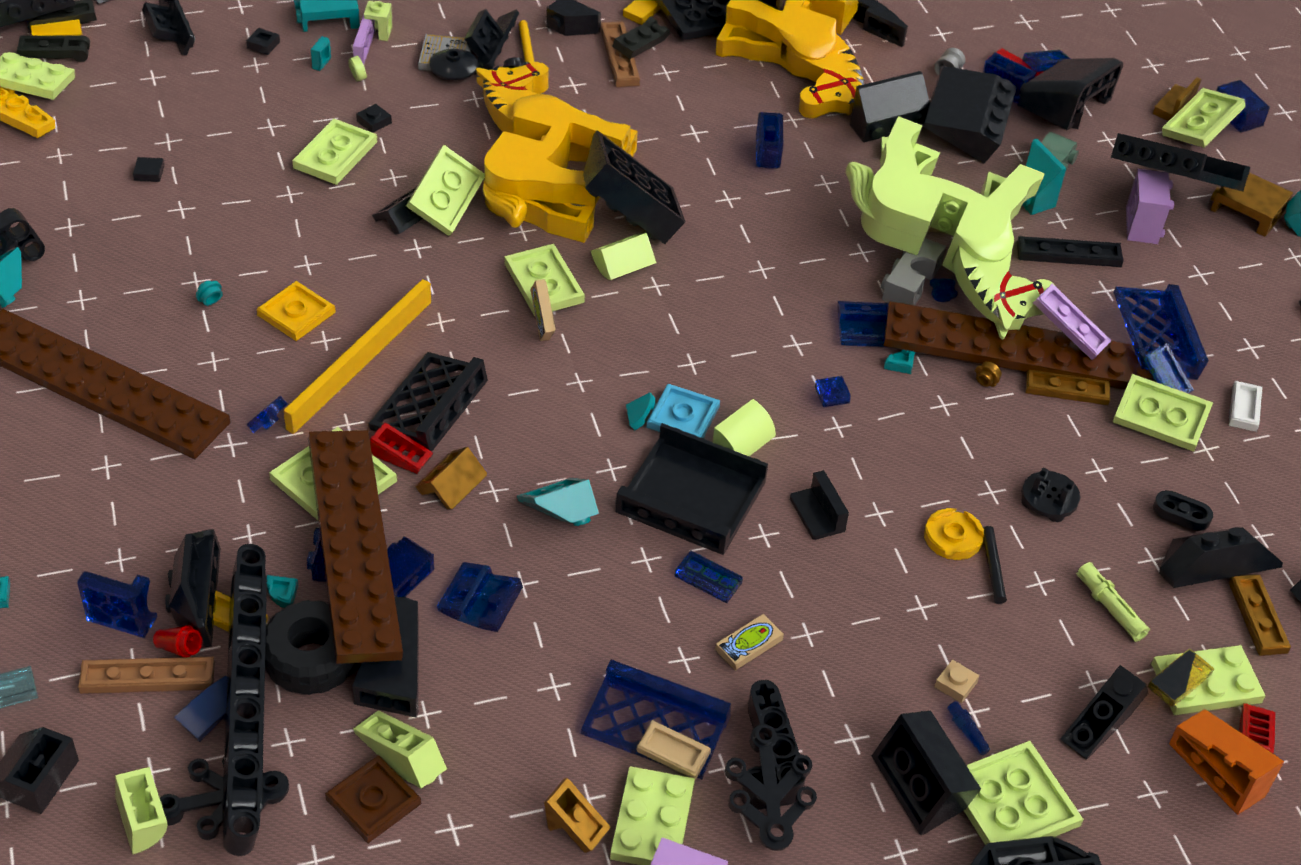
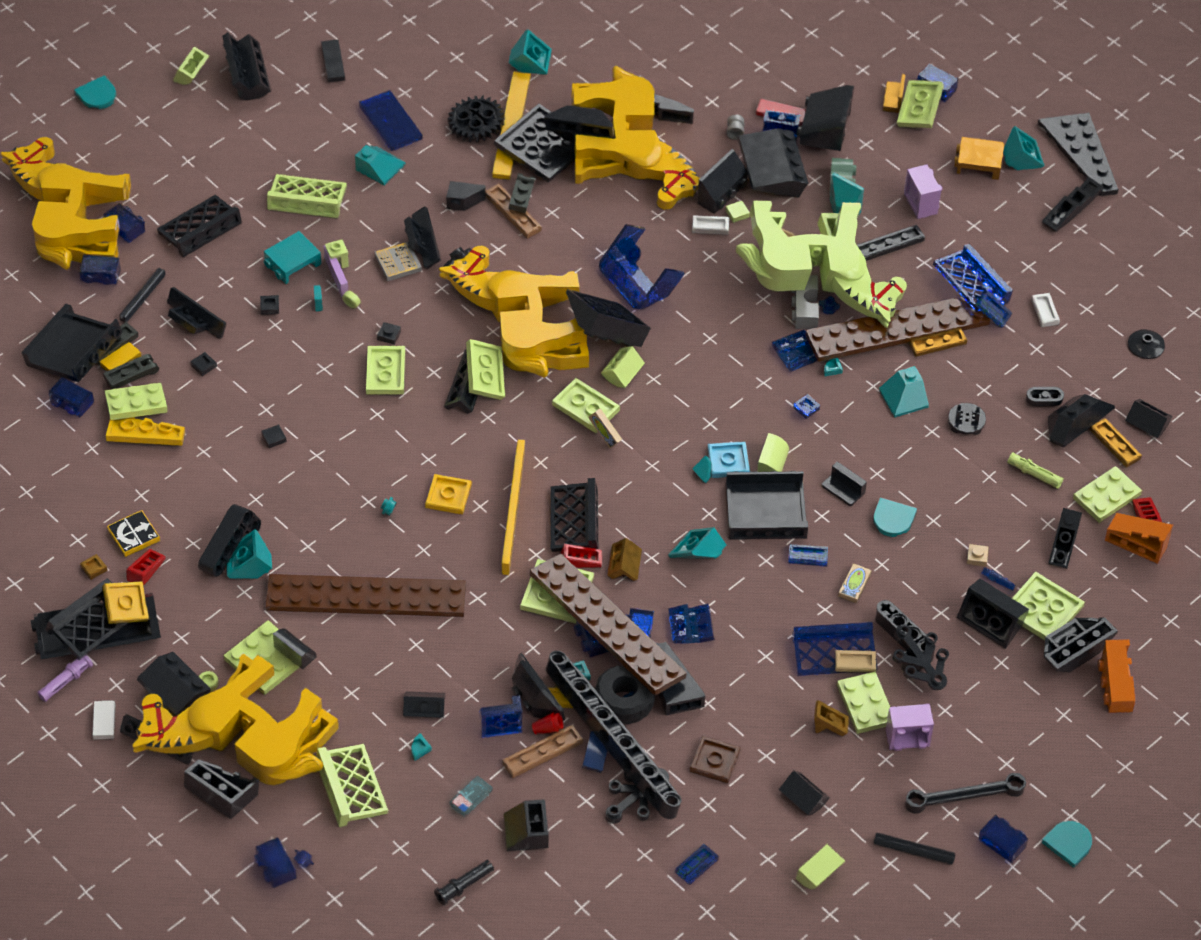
camera: 25 degrees left, 5 degrees up
(44, 541) = (424, 704): none -> black panel
(140, 70) = (203, 364): none -> black tile
(140, 809) = (602, 820): yellowish green brick -> none
(268, 415) = (491, 569): clear blue plate -> none
(403, 748) = (718, 725): yellowish green slope -> none
(453, 64) = (412, 268): black dish -> none
(526, 42) = (445, 229): yellow bar -> none
(704, 153) = (628, 279): none -> clear blue windscreen
(769, 140) = (660, 241): clear blue brick -> none
(849, 150) = (710, 225): none -> white tile
(863, 578) = (893, 517): none -> tile
(953, 534) = (926, 467): yellow tile -> none
(981, 427) = (905, 392): none -> teal slope
(988, 374) = (889, 354): pearl gold plate -> none
(994, 565) = (958, 475): black bar -> none
(1043, 60) = (795, 97): clear blue tile -> none
(1072, 321) = (924, 299): lavender tile -> none
(1163, 412) = (1002, 336): yellowish green plate -> none
(1180, 162) = (931, 153): black panel -> none
(1180, 678) = (1095, 500): tile -> none

